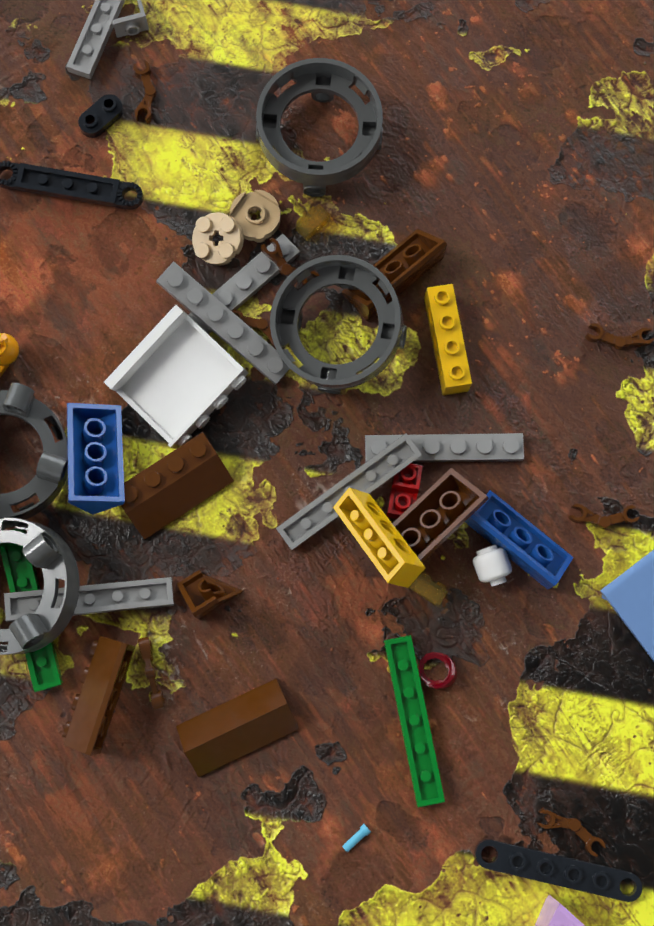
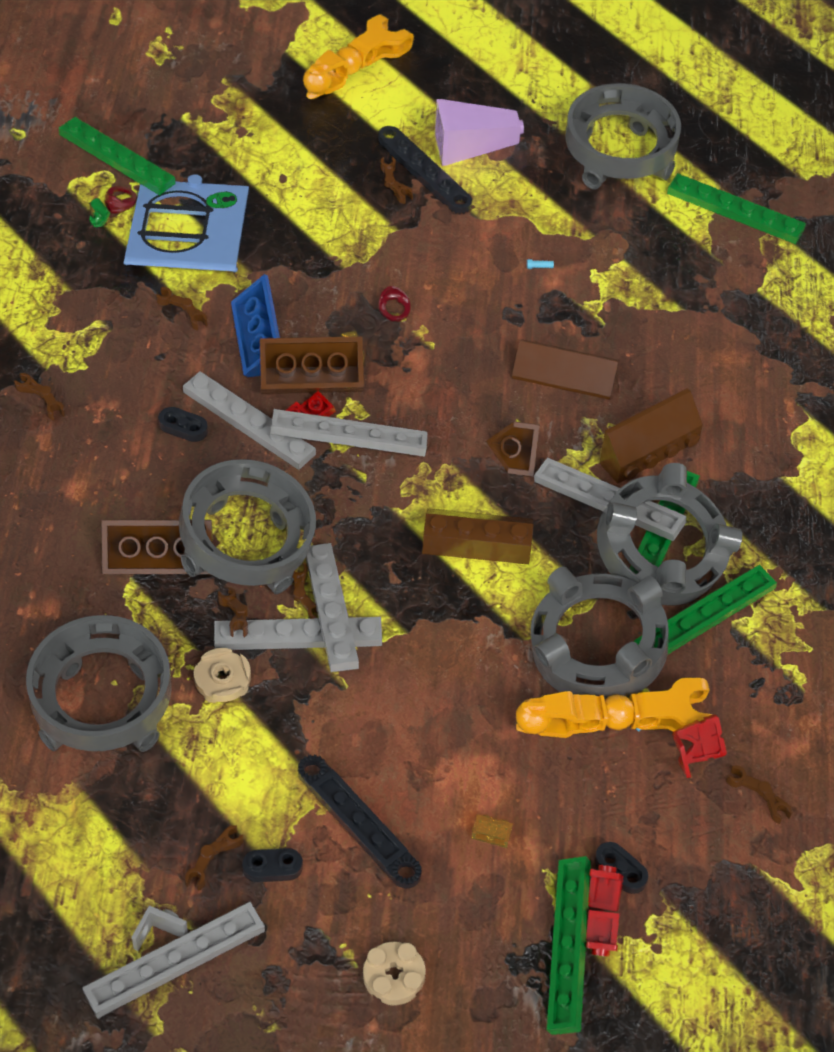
camera: 140 degrees left, 25 degrees down
(95, 456) = (521, 574): blue slope -> none
(146, 651) = (593, 447): reddish brown piece -> none
(177, 377) = (405, 593): white panel -> none
(203, 235) = (278, 663): tan plate -> none
(312, 222) = (180, 636): clear yellow piece -> none
(379, 538) = (362, 368): yellow brick -> none
(414, 721) = (438, 291): green plate -> none
(447, 339) = (170, 474): yellow brick -> none
(485, 397) = (186, 424): none -> black plate
(492, 565) = (294, 324): white head -> none

